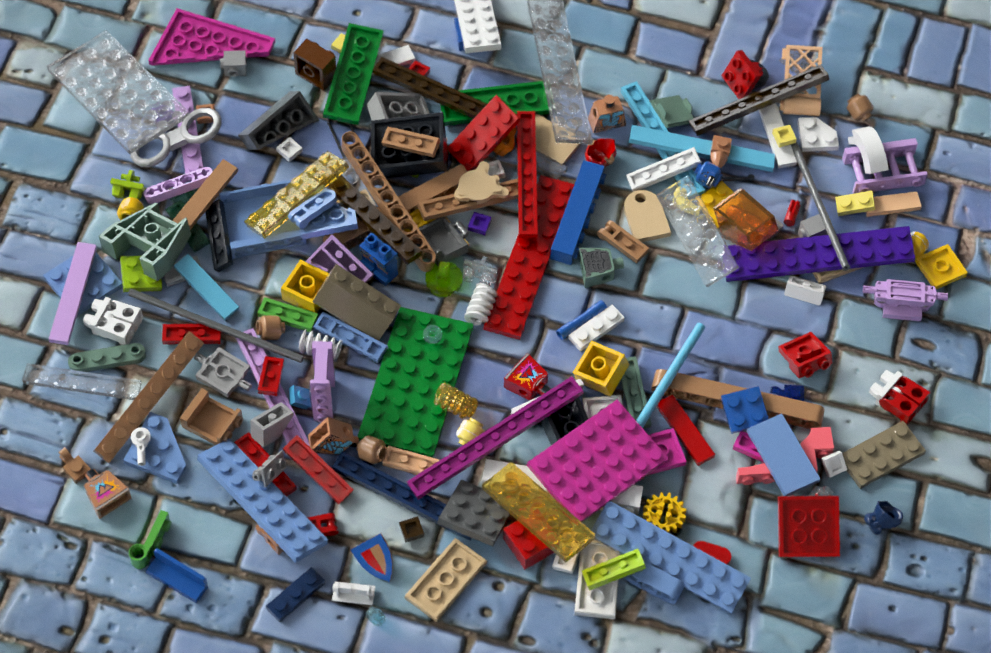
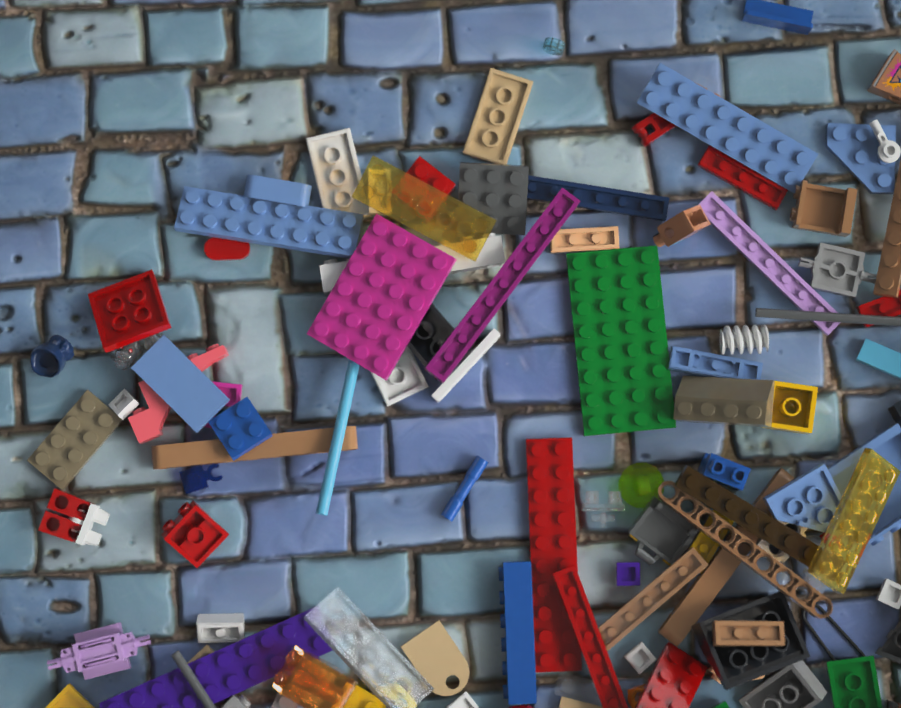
camera: 160 degrees right, 25 degrees up
(152, 542) = (819, 43): bright green plate -> none
(270, 327) = (809, 343): medium nougat head -> none
(270, 424) = (755, 219): light grey slope -> none
(270, 469) = (731, 173): light grey hinge -> none
(271, 376) = (781, 276): red plate -> none
(291, 315) = (797, 369): bright green plate -> none
(295, 594) = (647, 43): dark blue plate -> none
(299, 397) = (739, 269): dark azure plate -> none
(312, 207) = (825, 503): medium blue plate -> none
(318, 469) = (682, 185): red plate -> none
(323, 380) = (718, 275): lavender fence -> none
(333, 253) = (764, 450): lavender wedge -> none
(353, 593) = (588, 66): white hinge -> none
(371, 449) = (634, 232): medium nougat head -> none
(375, 557) = (579, 109): blue shield -> none
(411, 529) = (555, 158): dark brown plate -> none
(432, 329) = (623, 390): clear light blue plate -> none
(455, 401) = (565, 321): clear yellow piece -> none
(469, 430) = (535, 293): light yellow head -> none
(479, 186) = (645, 617): tan tile -> none
(480, 304) = (584, 462): white piece -> none
(527, 379) = (496, 385): red torso -> none
(596, 327) = (444, 485): white plate -> none
(598, 266) = (469, 566): torso -> none
(601, 368) = (418, 422): yellow brick -> none
(613, 569) = (322, 181): lime plate -> none
(623, 241) = (452, 612): medium nougat plate -> none
(634, 390) = (376, 417): sand green plate -> none
(669, 444) = (315, 356): dark pink plate -> none
(674, 508) = (281, 266): yellow gear -> none
(685, 430) = (301, 389): red tile -> none

